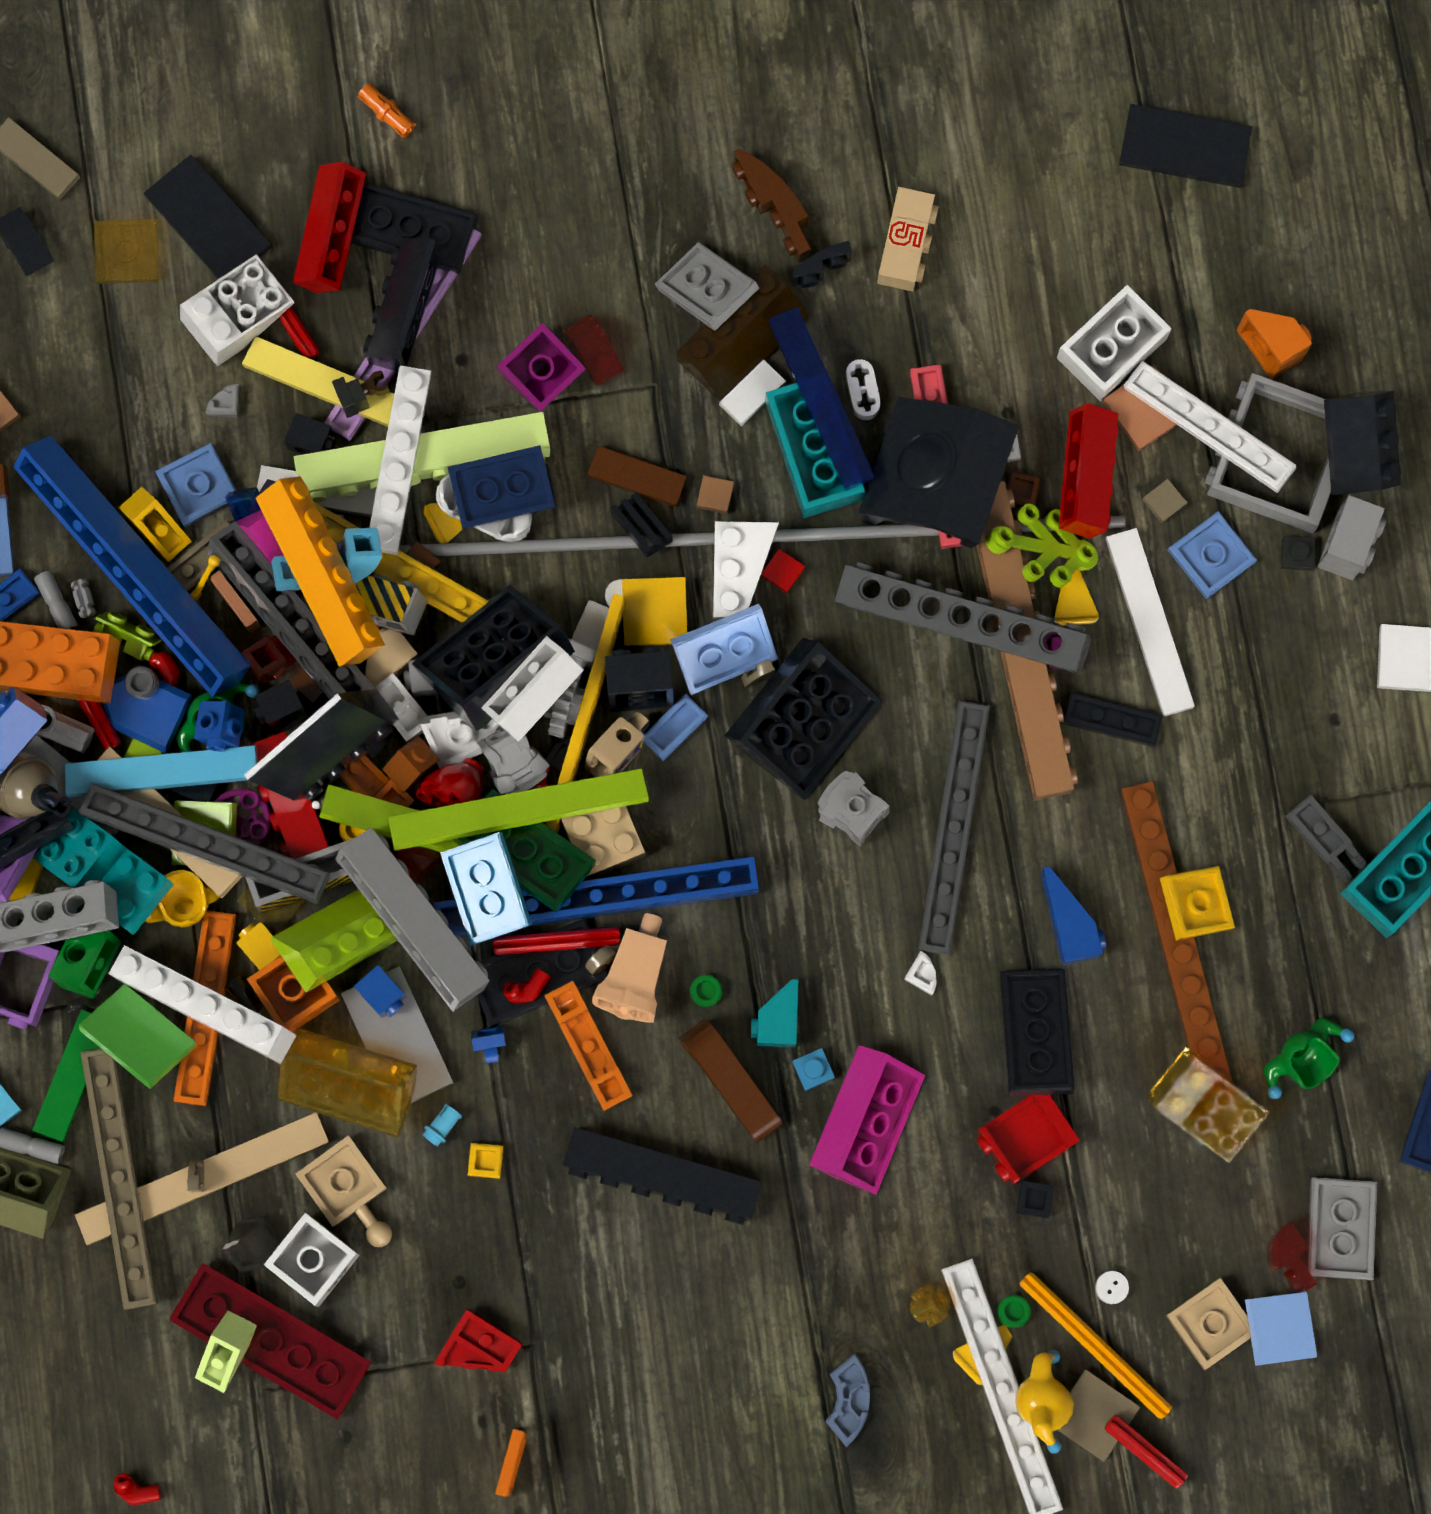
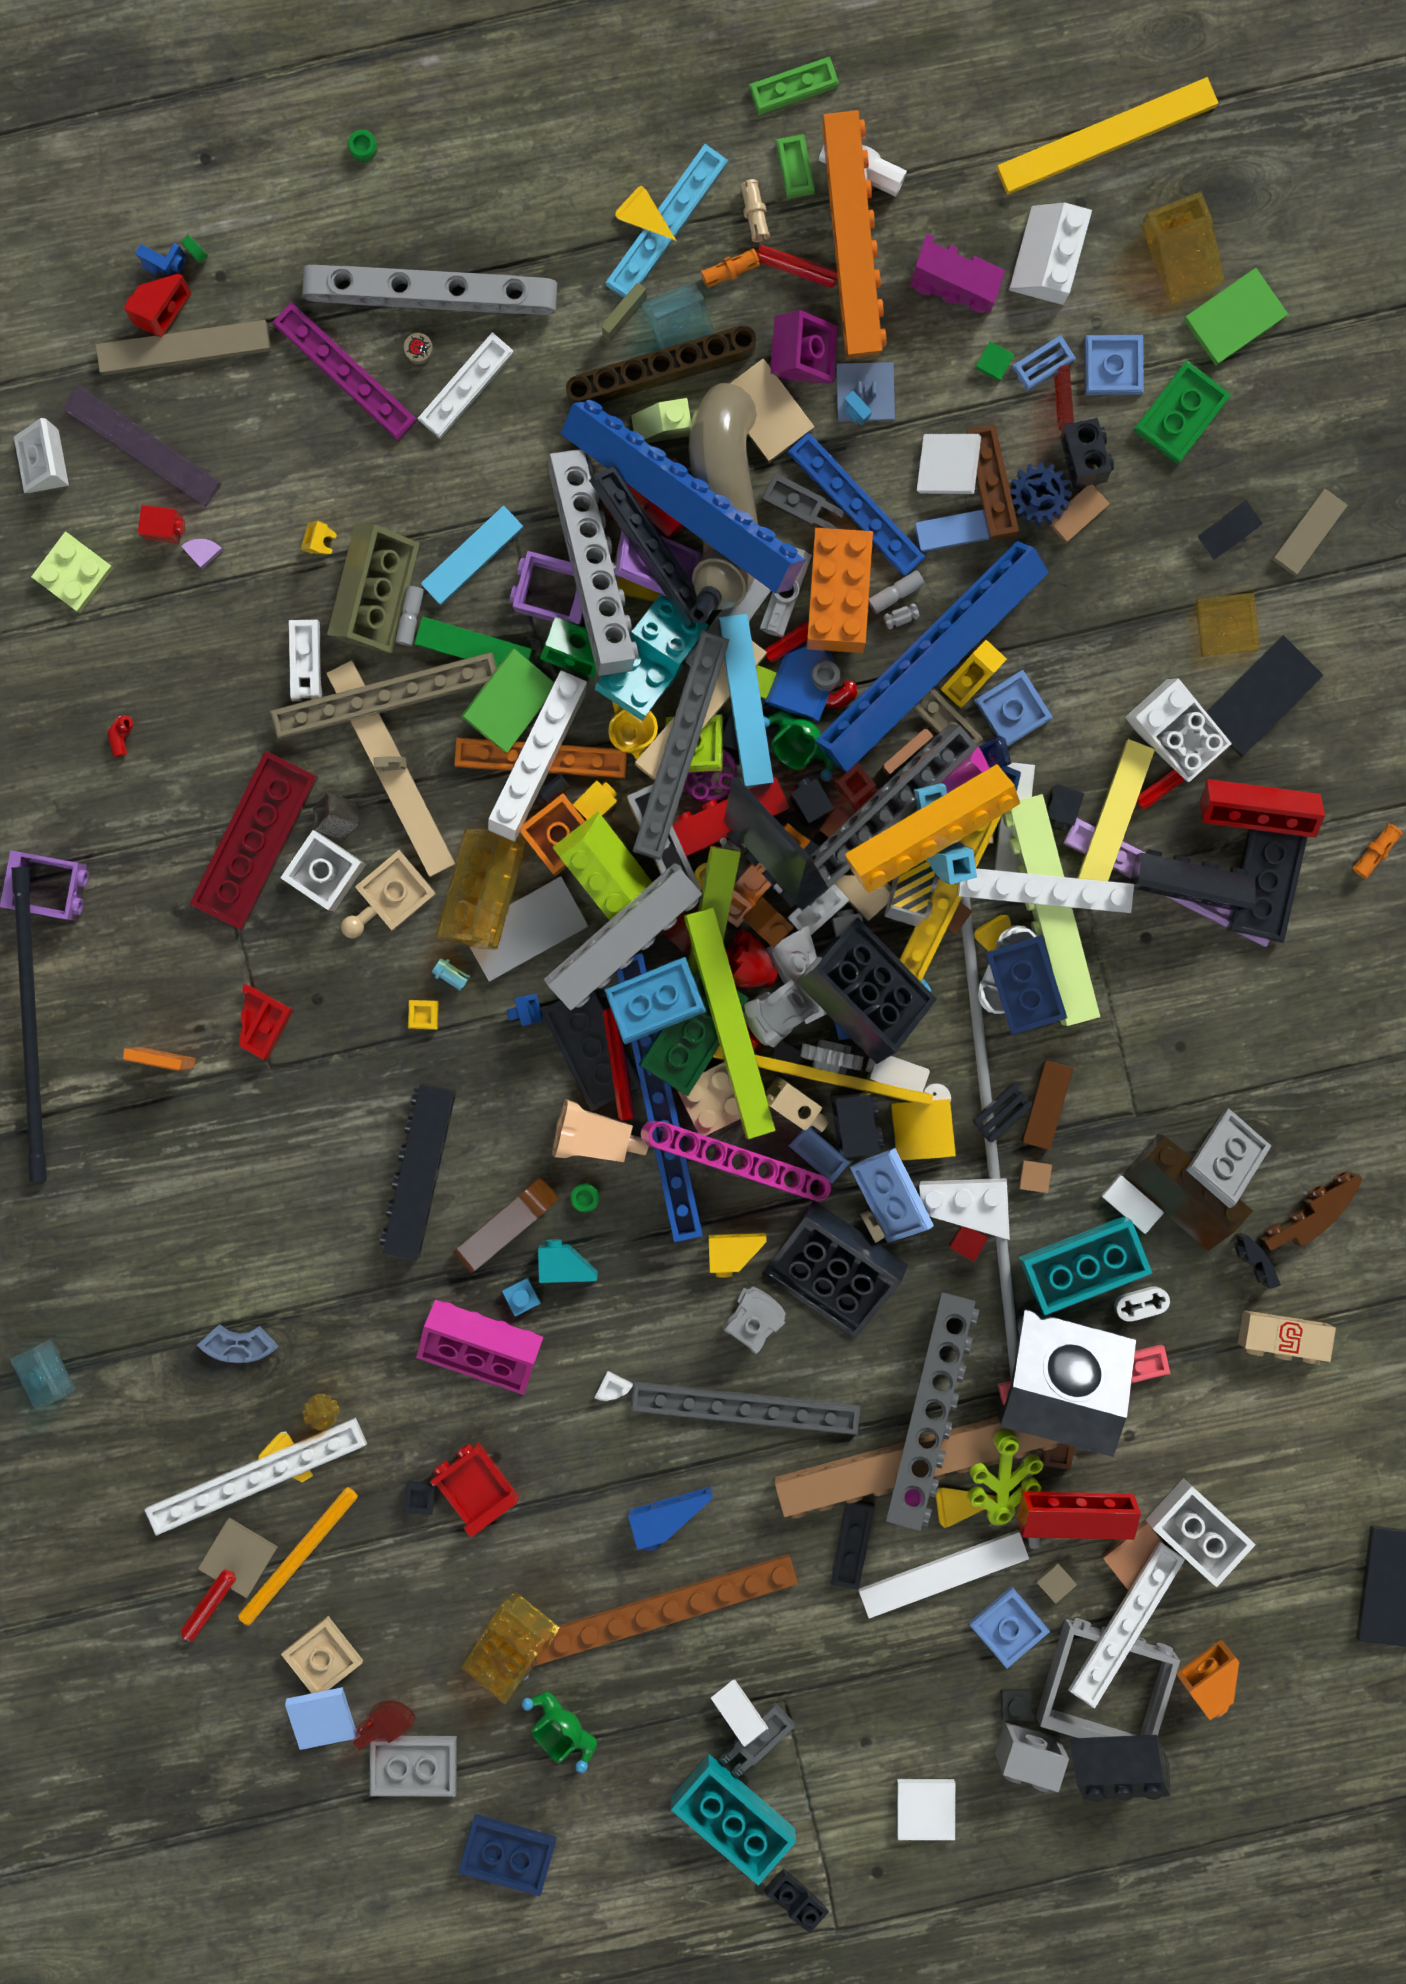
camera: 90 degrees right, 10 degrees up
(67, 1268) = (304, 659): none -> white plate
(138, 638) = (868, 670): lime hinge -> none
(213, 561) = (939, 730): yellow hinge -> none
(219, 725) = (788, 748): blue brick -> none
(225, 402) = (1091, 727): light grey tile -> none
(225, 1351) = (238, 803): yellowish green slope -> none
(353, 394) = (1104, 843): pearl dark grey piece -> none
(381, 993) = (560, 912): blue brick -> none
(526, 991) = (571, 1040): red arm -> none
(532, 688) = (836, 1030): white brick -> none
(540, 368) = (1141, 1011): magenta slope -> none
(588, 1046) = (527, 1098): orange slope -> none
(593, 348) = (1164, 1057): clear red brick -> none
(600, 960) = (606, 1107): dark tan tile -> none
(672, 827) = (749, 1160): none -> dark pink beam
(777, 829) = (732, 1251): none -> yellow slope
(821, 399) = (1128, 1271): clear blue tile -> none
(1013, 1311) = (322, 1483): green tile -> none
(1036, 1032) = (564, 1493): black tile -> none
(1044, 1400) = (243, 1517): yellow piece -> none
(1111, 1287) = (349, 1568): white tile -> none
(1197, 903) = (690, 1629): yellow tile -> none
(1293, 854) = (739, 1713): none -> white tile

